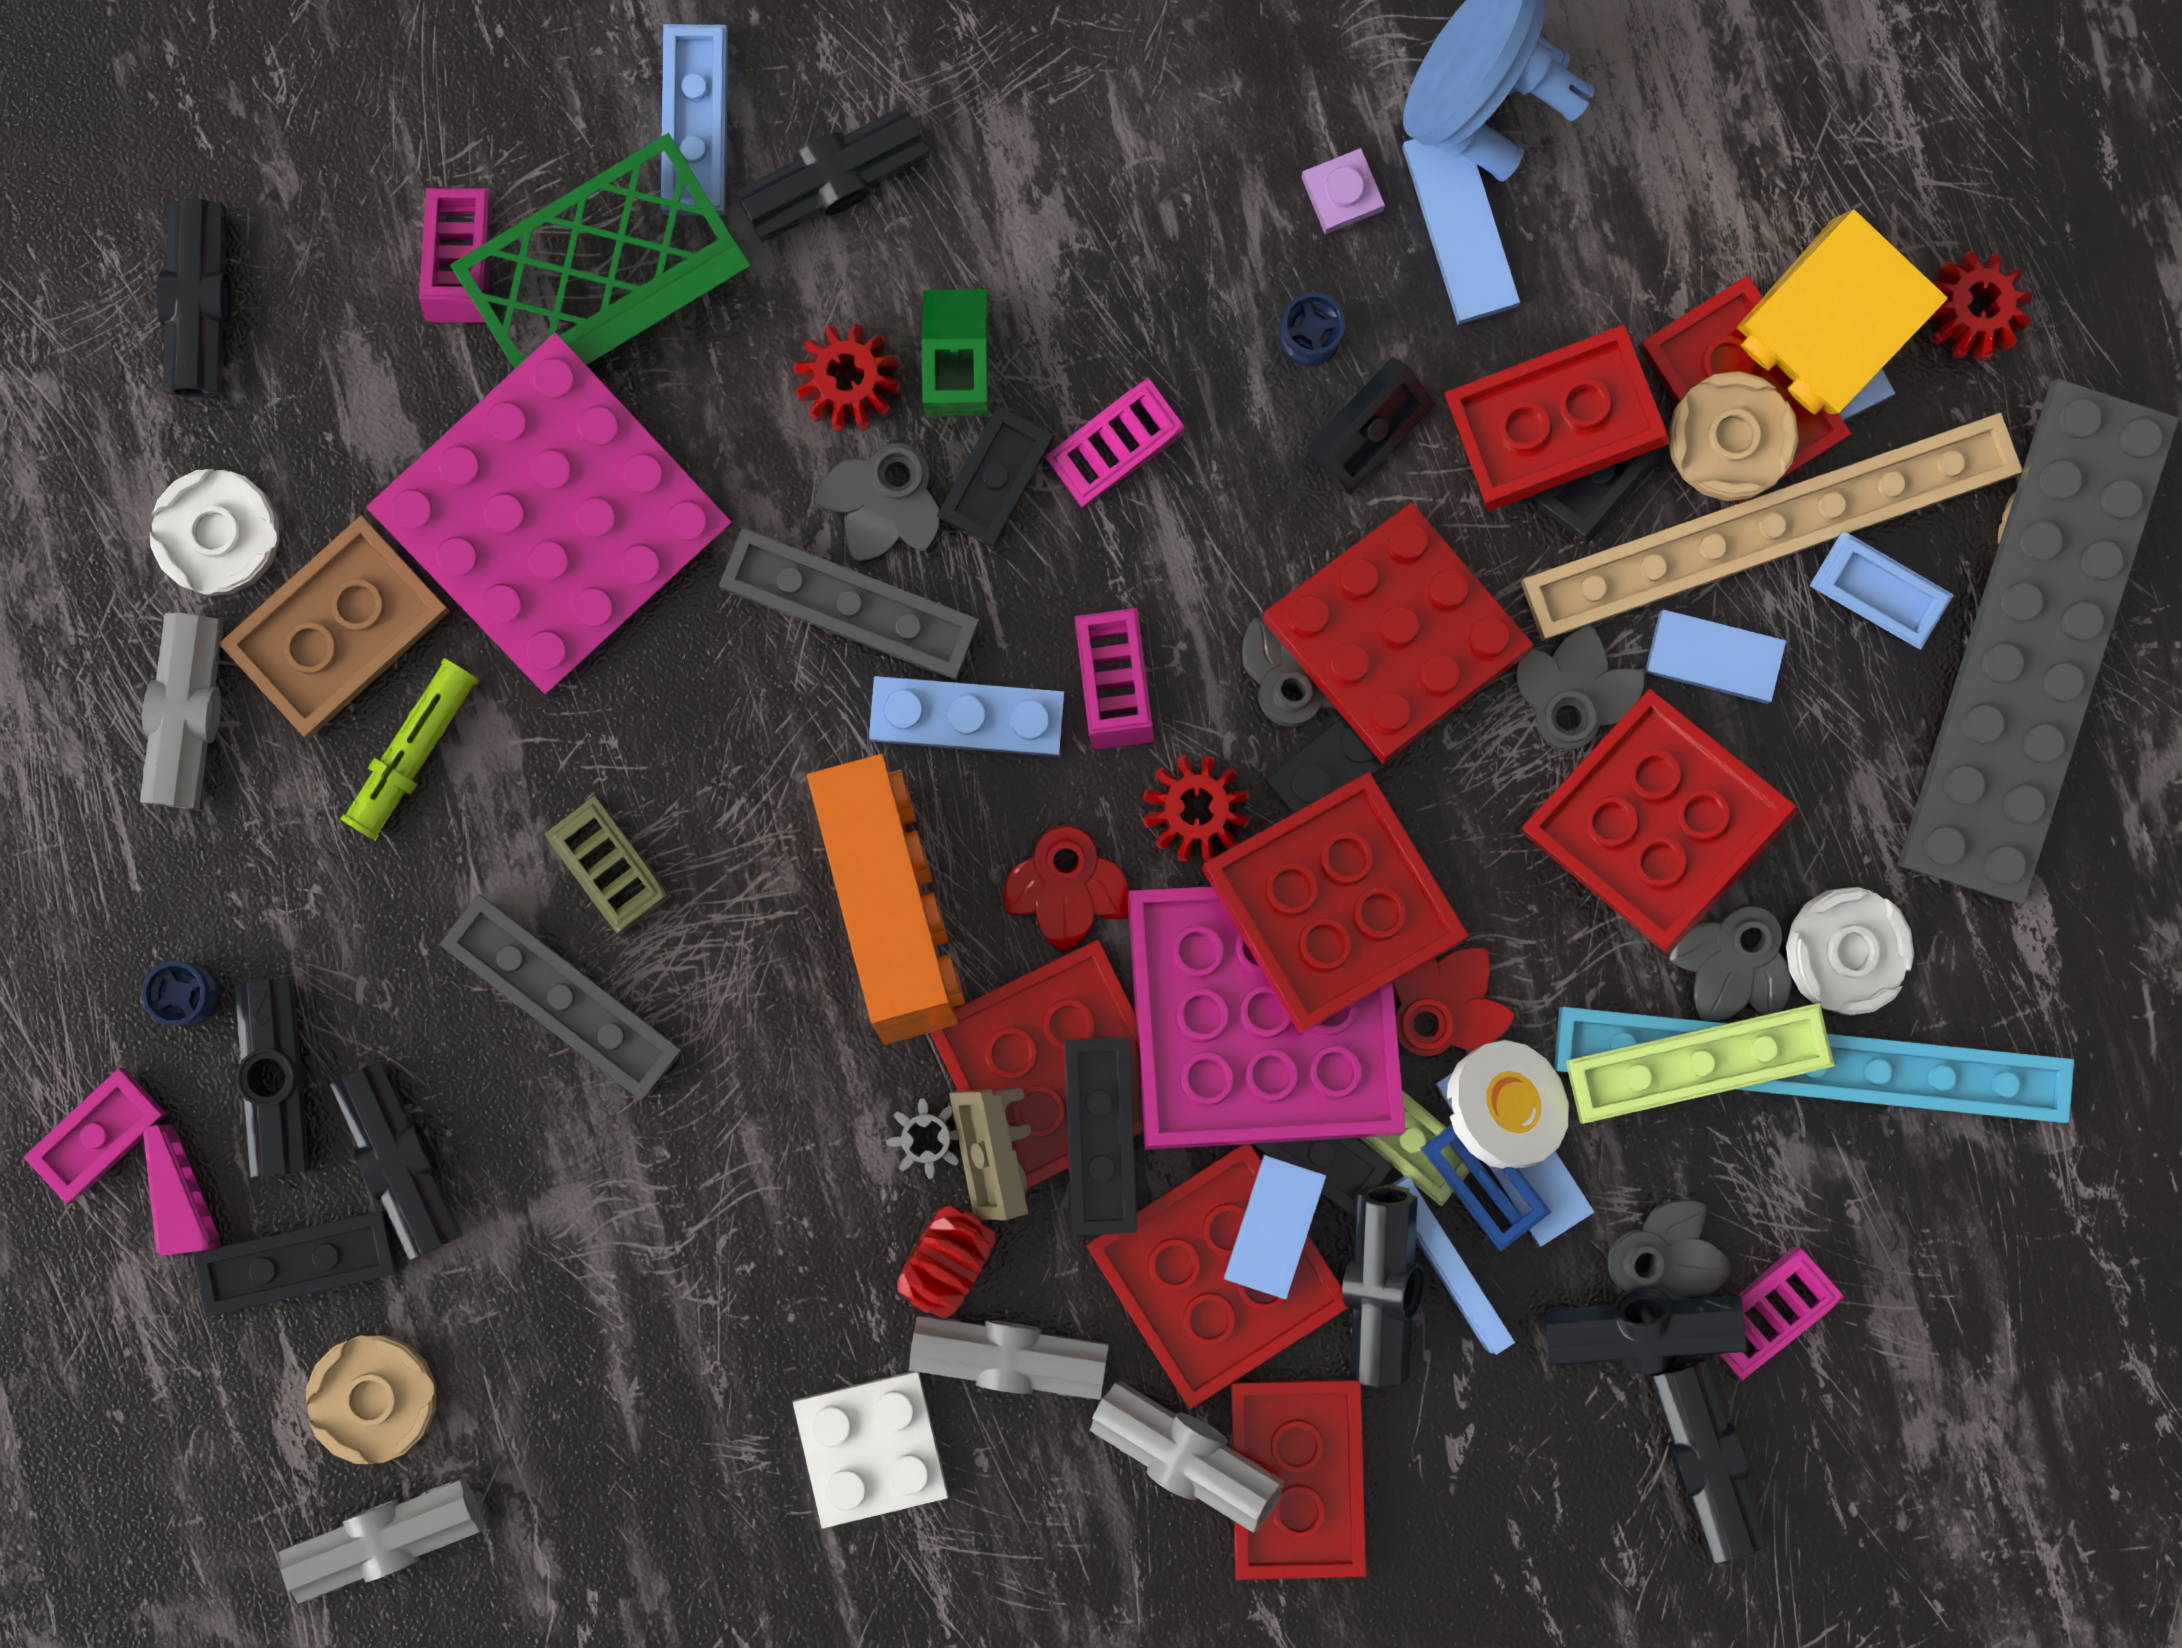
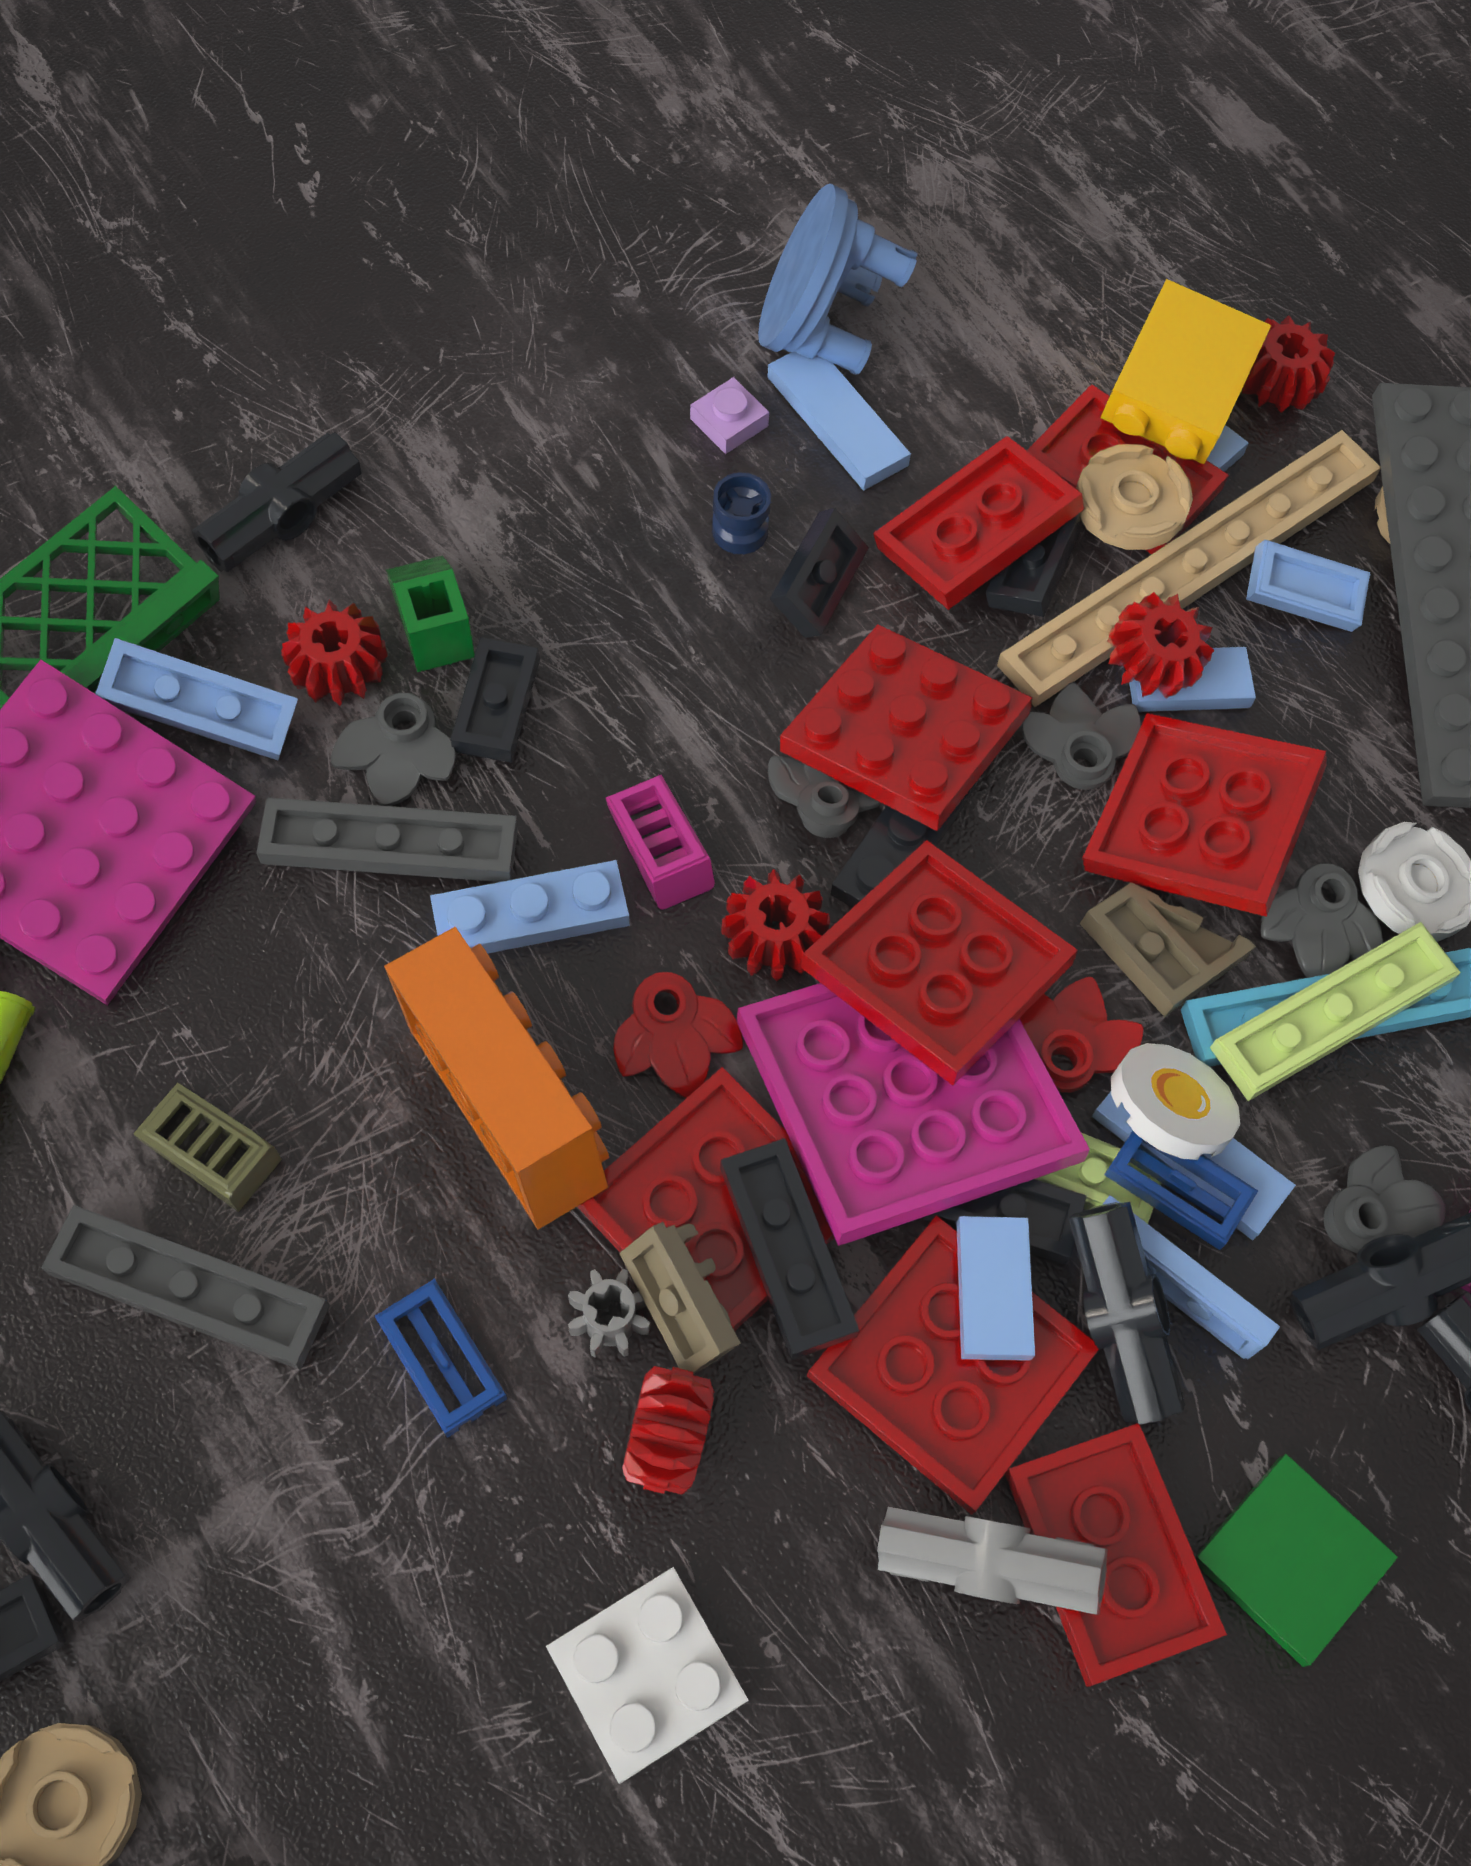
camera: 20 degrees left, 20 degrees down
(696, 109) = (138, 468): light blue tile -> none
(698, 400) = (196, 699): none -> light blue plate
(754, 1074) = (471, 1407): none -> blue tile
(1008, 1357) = (766, 1517): light grey piece -> none
(1122, 409) = (618, 614): dark pink slope -> none
(1455, 1531) = (1295, 1560): none -> green tile
(1565, 941) = (1161, 946): none -> dark tan wing
(1685, 601) = (1160, 645): none -> red gear

